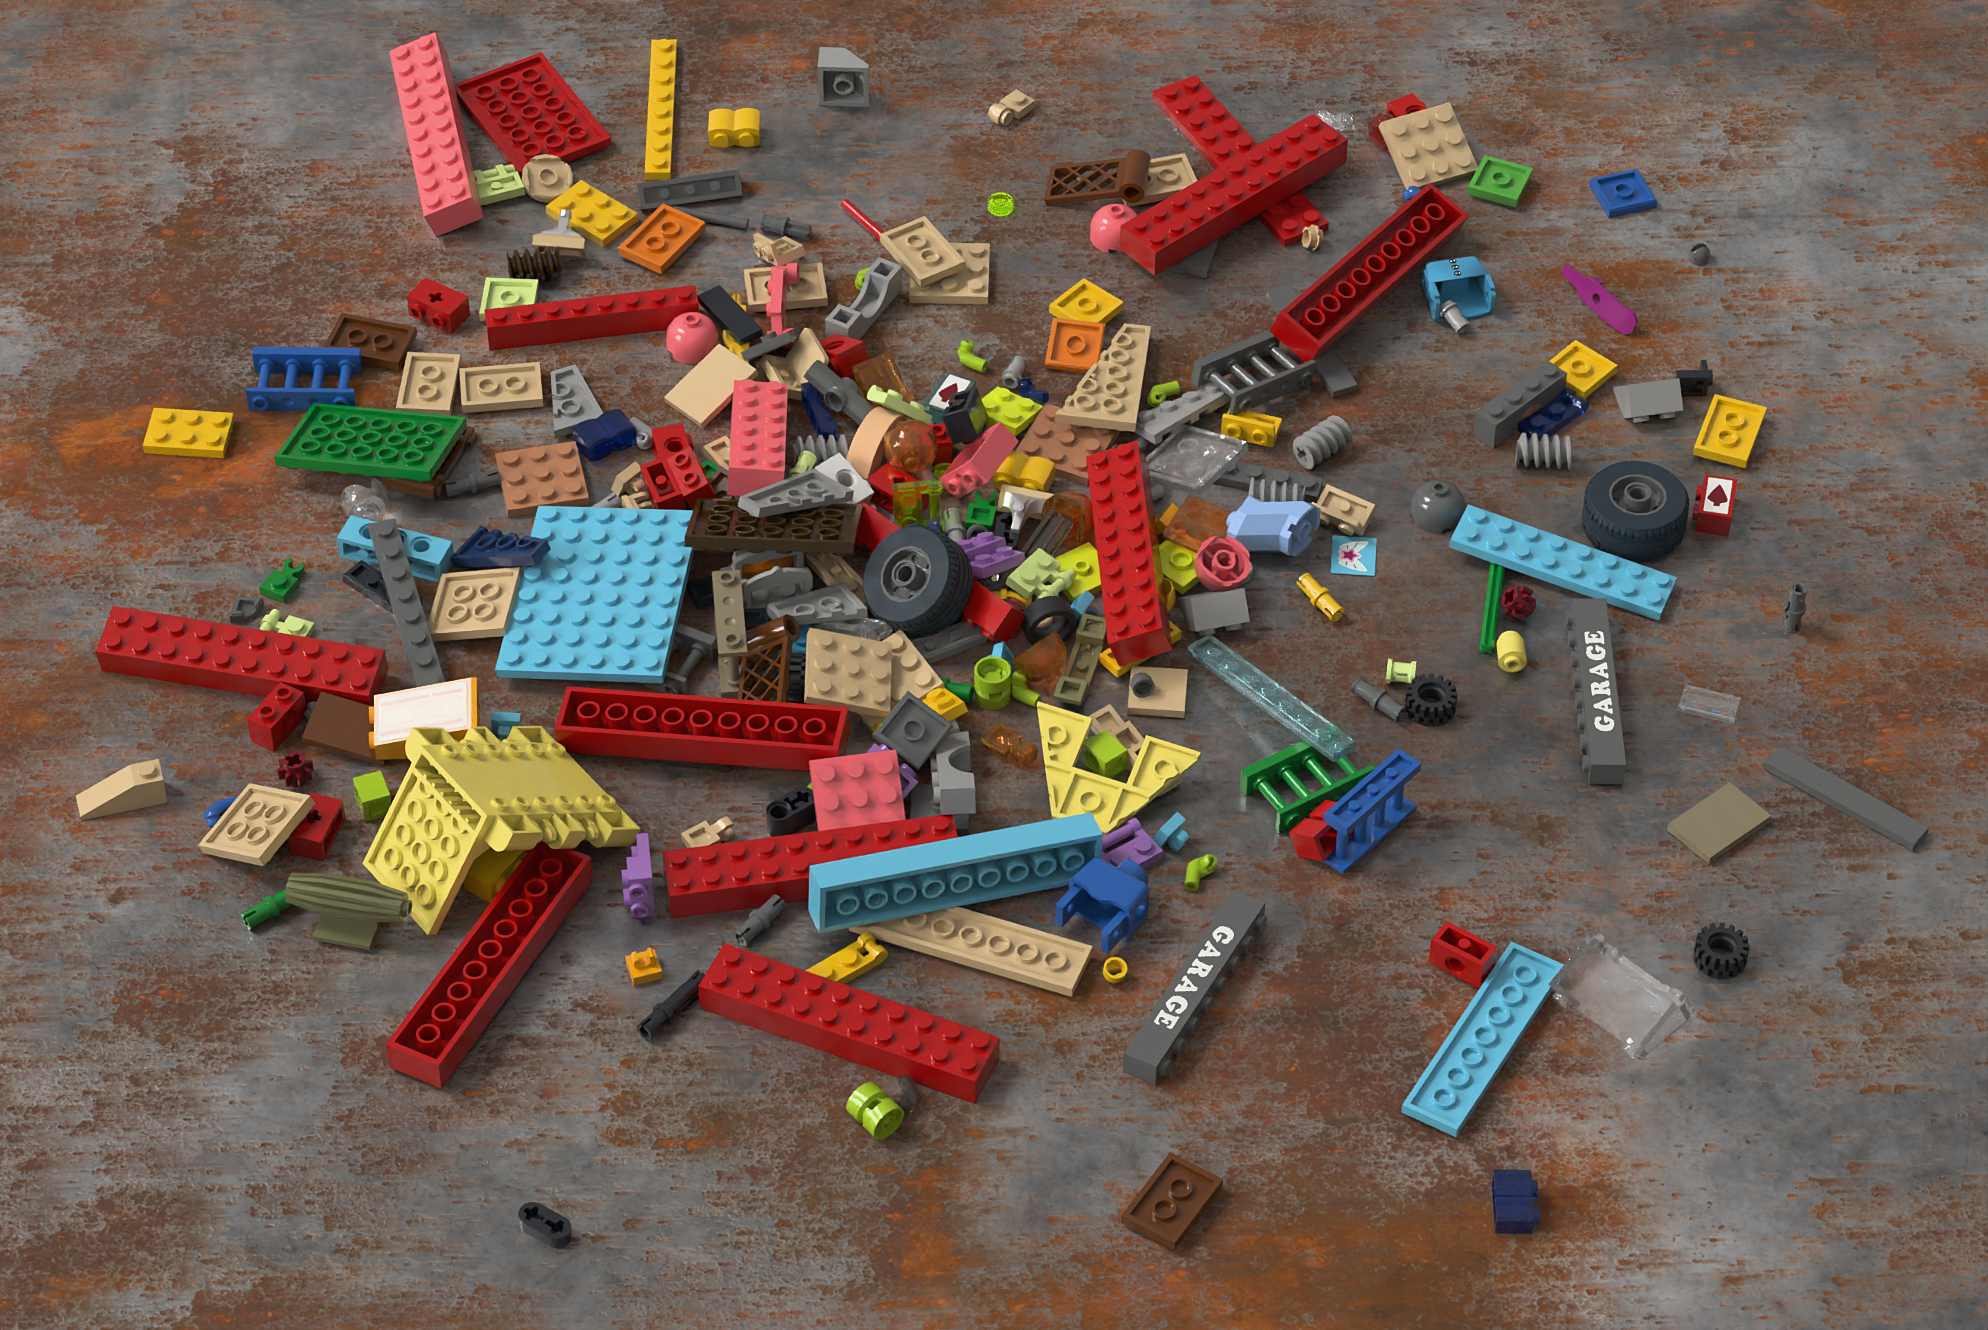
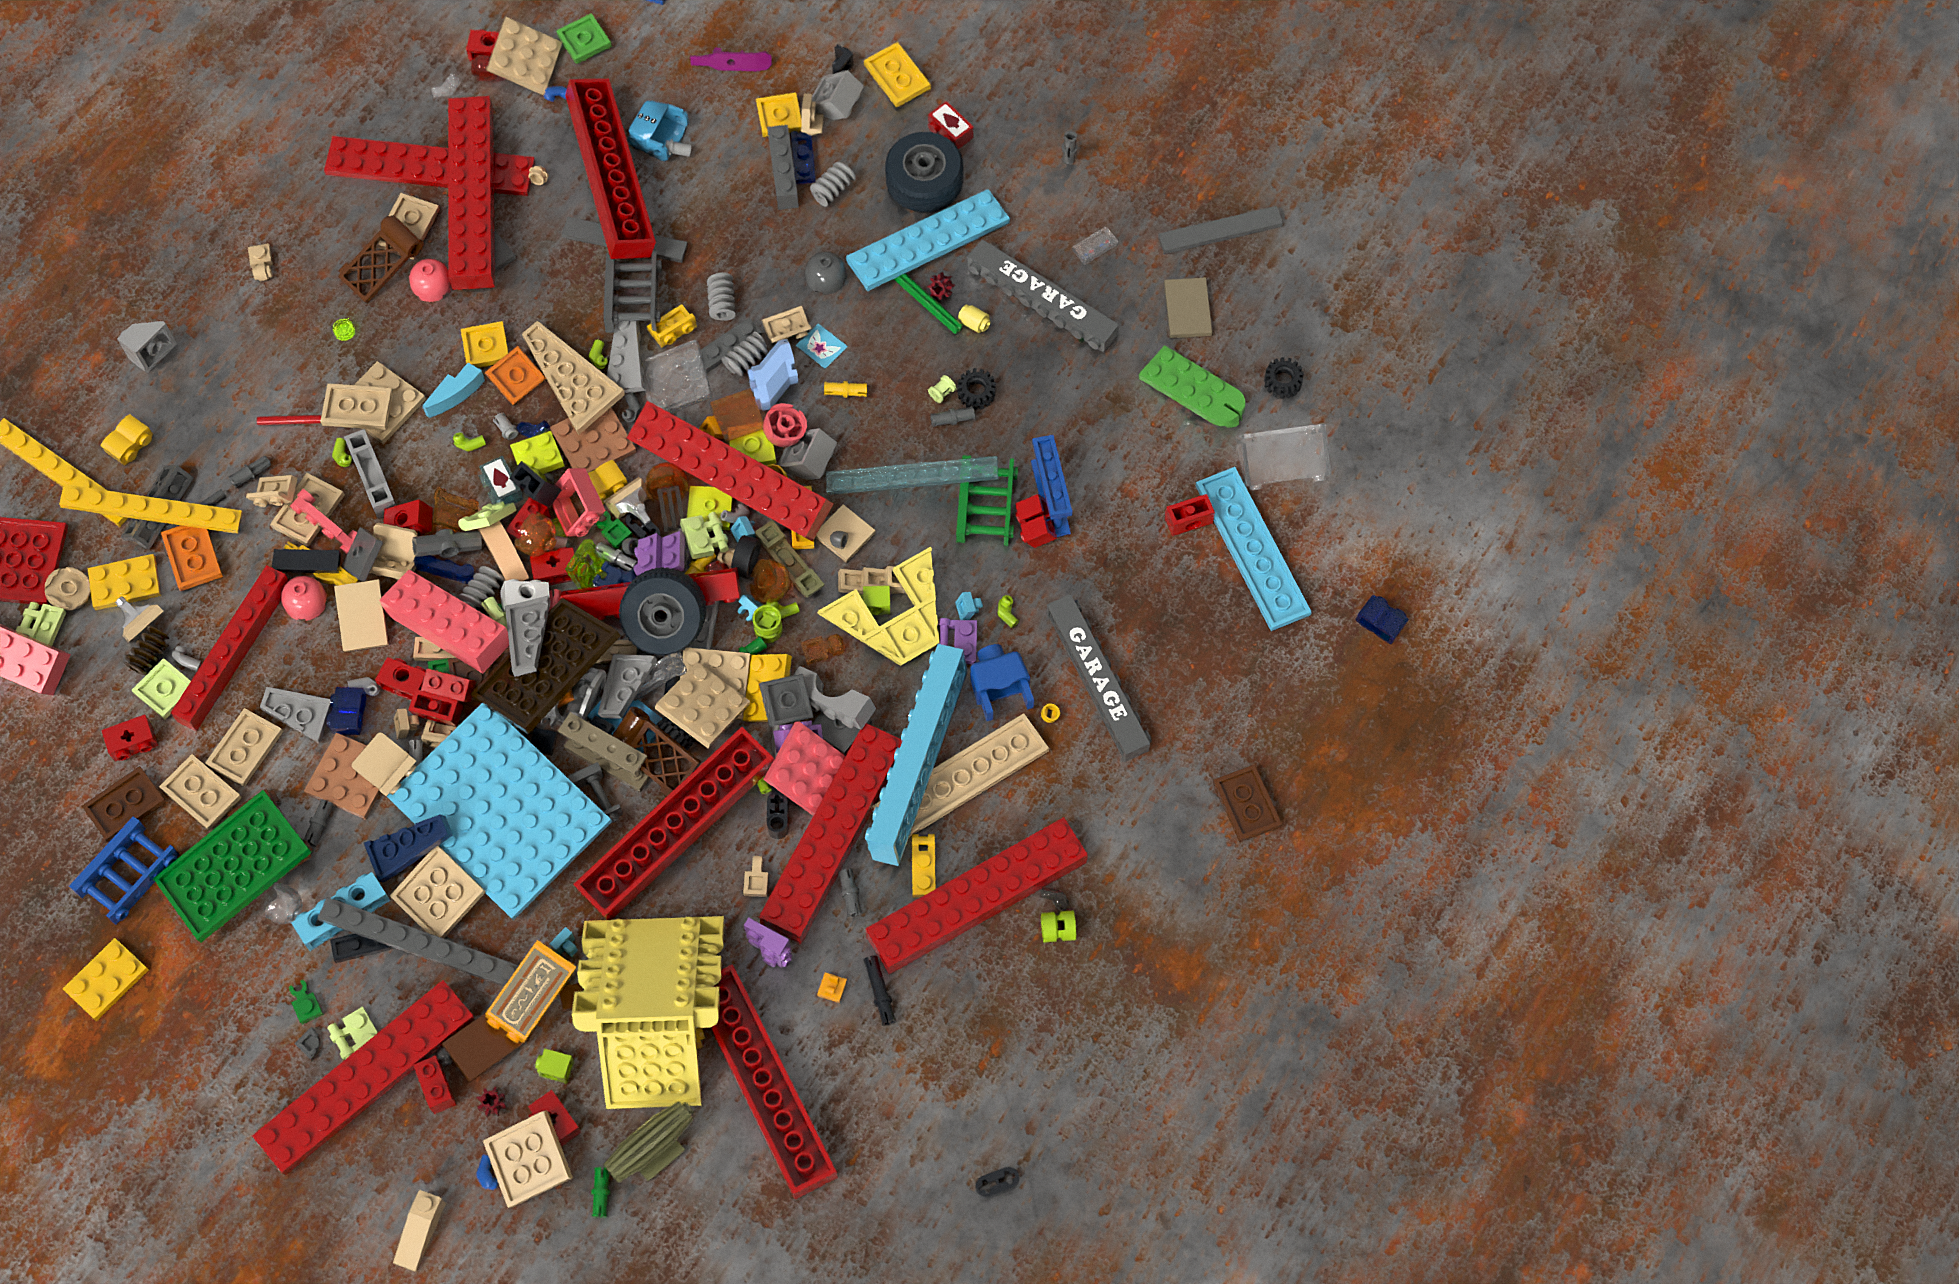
camera: 55 degrees left, 20 degrees up
(553, 291) = (184, 660): none -> light grey arm
(569, 482) = (384, 764): none -> tan bracket
(676, 178) = (150, 509): none -> yellow plate
(1012, 312) = (453, 390): none -> medium azure slope
(1081, 585) = (731, 517): none -> light grey arm
(1597, 384) = (811, 122): none -> tan bracket
(1624, 879) = (1194, 388): none -> bright green plate

